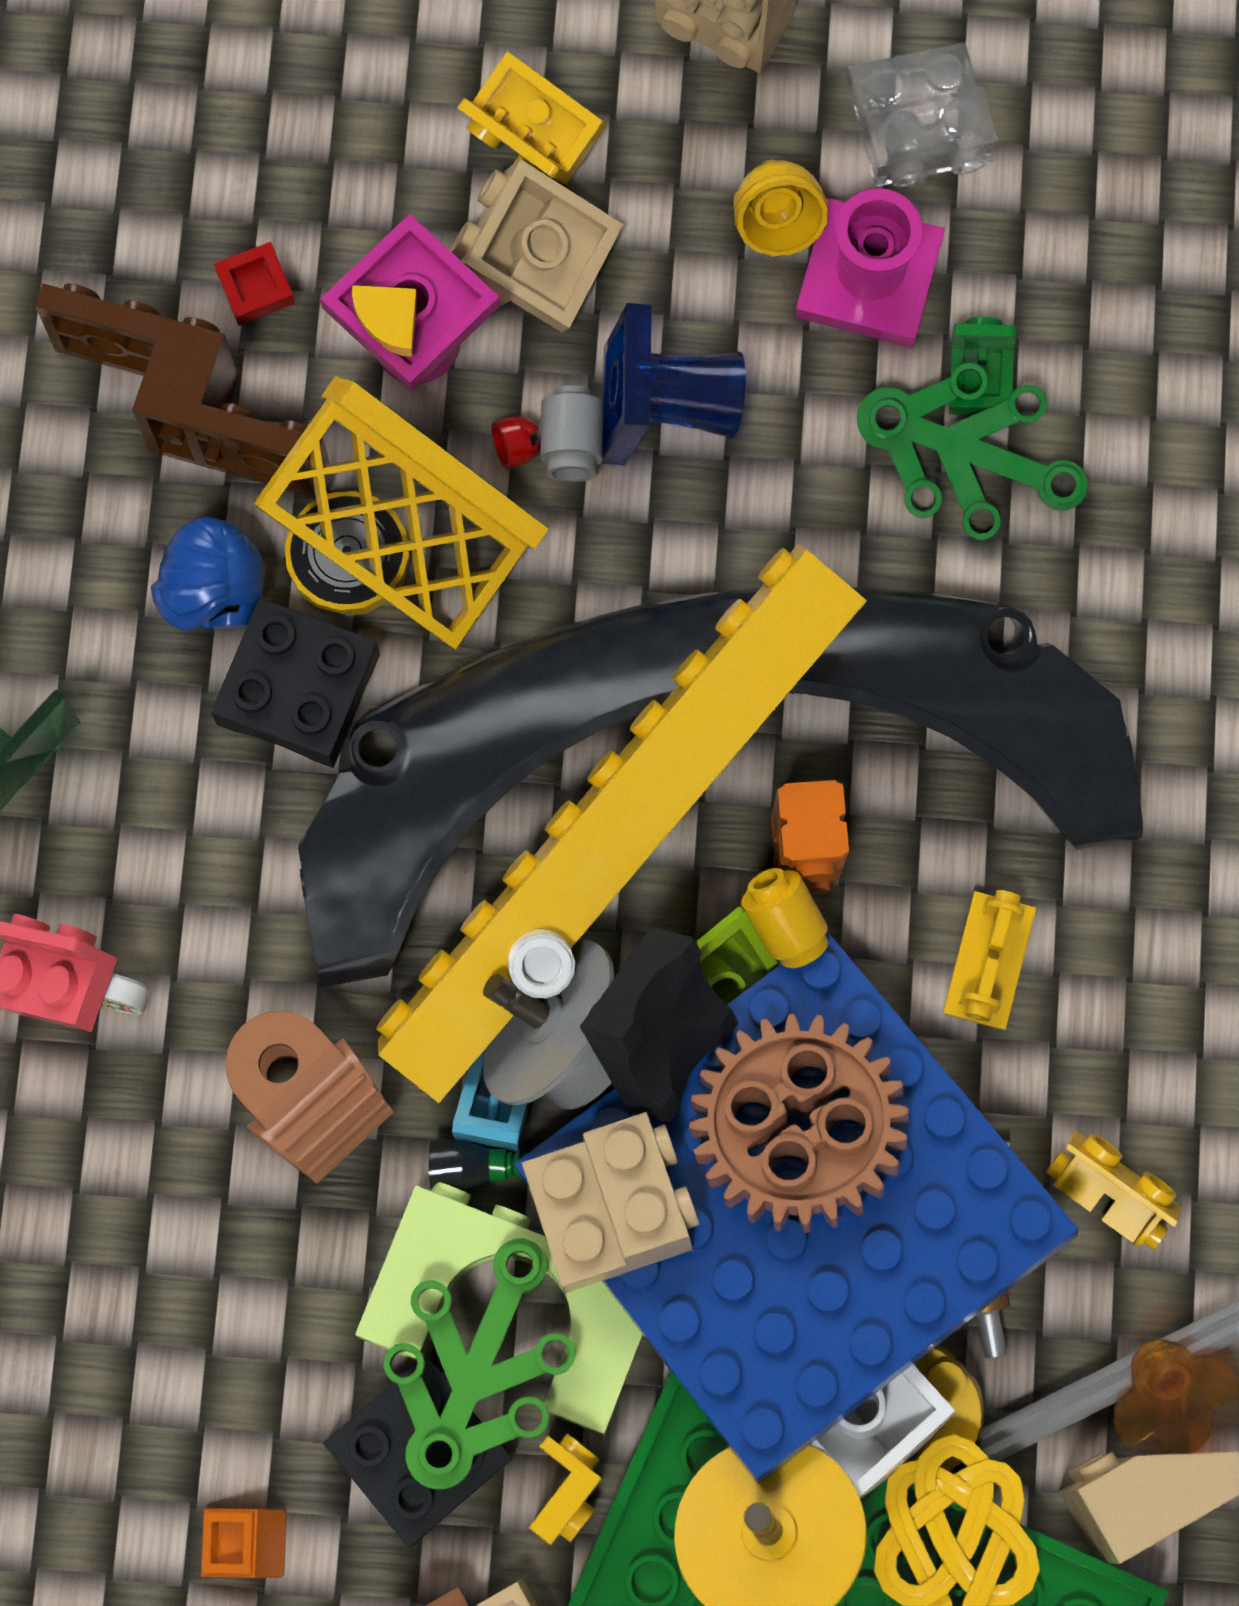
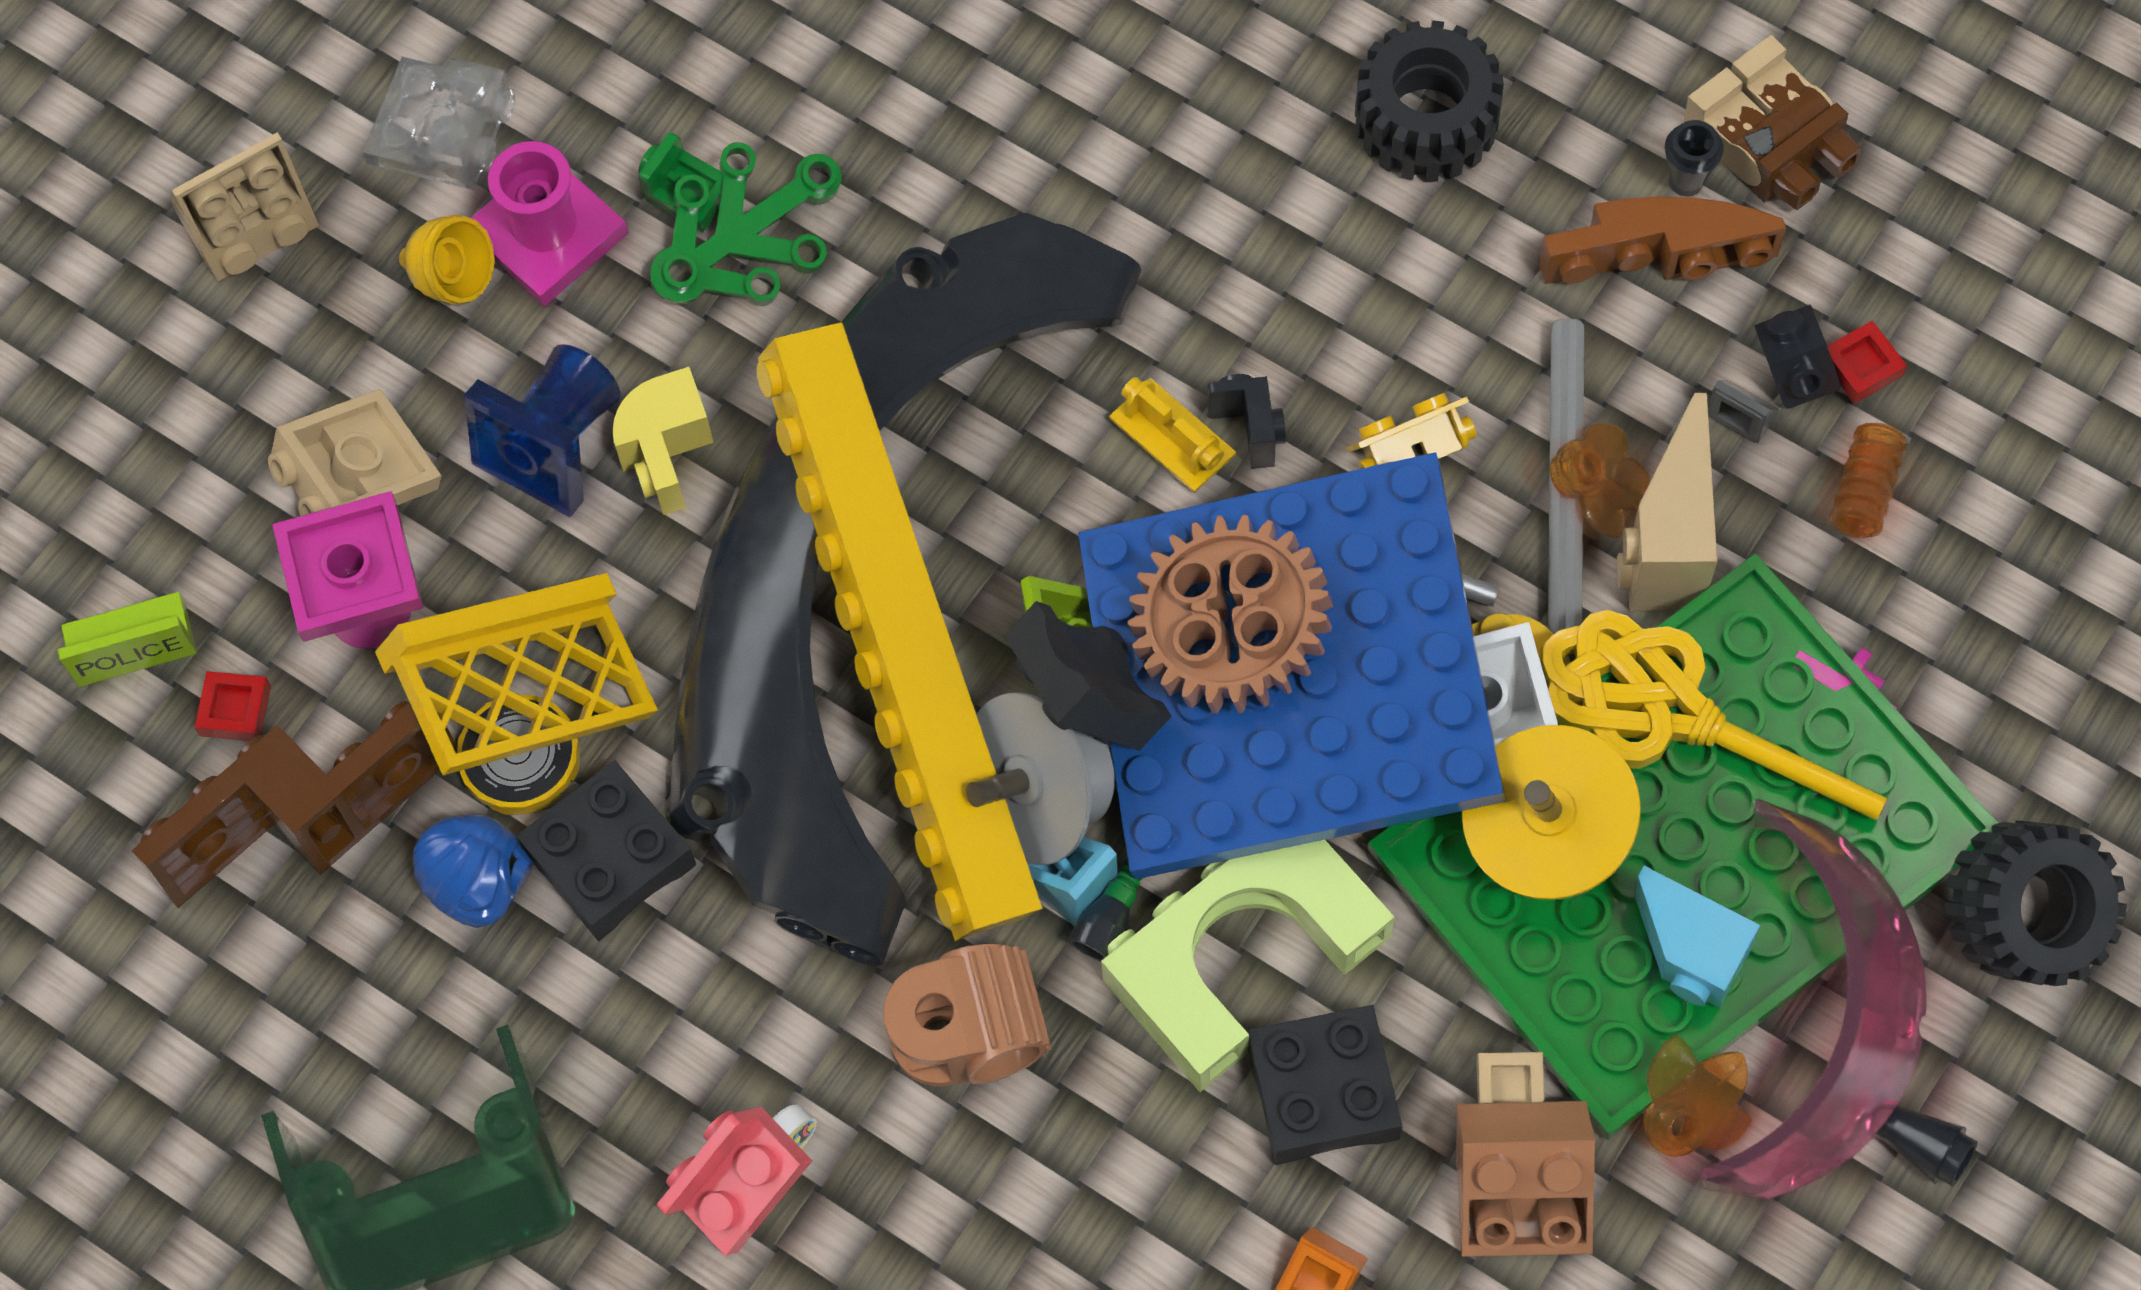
camera: 55 degrees left, 10 degrees down
(269, 156) = (127, 639): none -> lime panel
(387, 316) = (352, 582): yellow tile -> none
(473, 1374) = (1286, 988): bright green plant -> none
(513, 440) = (509, 571): red hinge -> none
(533, 119) = (239, 410): yellow bracket -> none
(541, 963) = (978, 749): white tile -> none
(568, 1507) = (1434, 968): yellow bracket -> none
(571, 434) = (534, 520): light grey brick -> none
(611, 1202) = (1210, 795): tan plate -> none
(723, 483) = (658, 423): none -> light yellow brick
(785, 917) = (1051, 549): yellow brick -> none
(810, 832) = (993, 504): orange brick -> none
(1045, 1040) = (1249, 398): none -> black bracket

